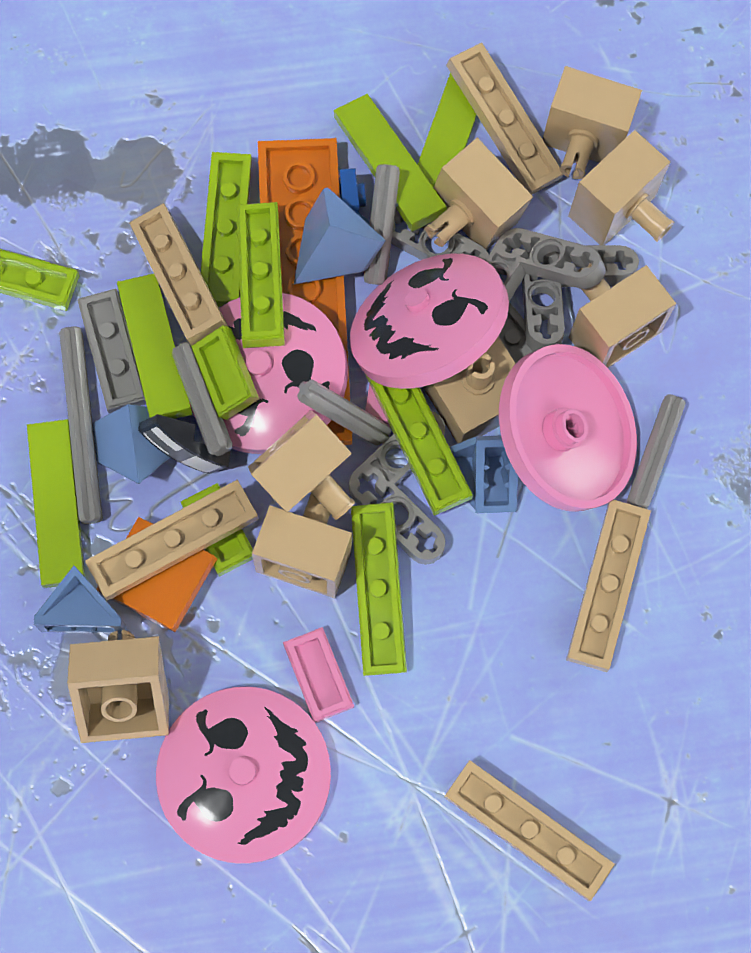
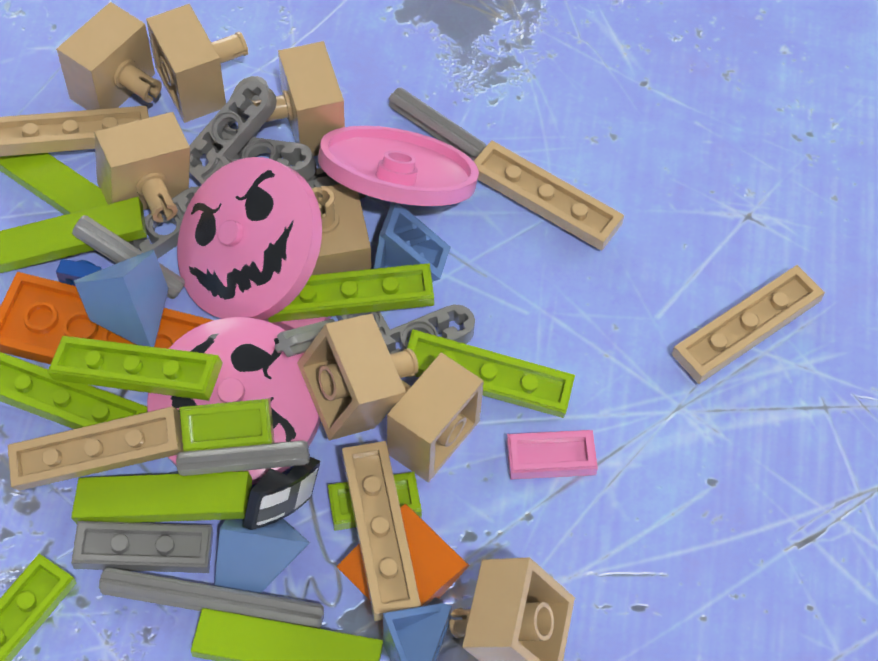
camera: 70 degrees left, 15 degrees down
(243, 775) = (630, 549): bright pink dish -> none

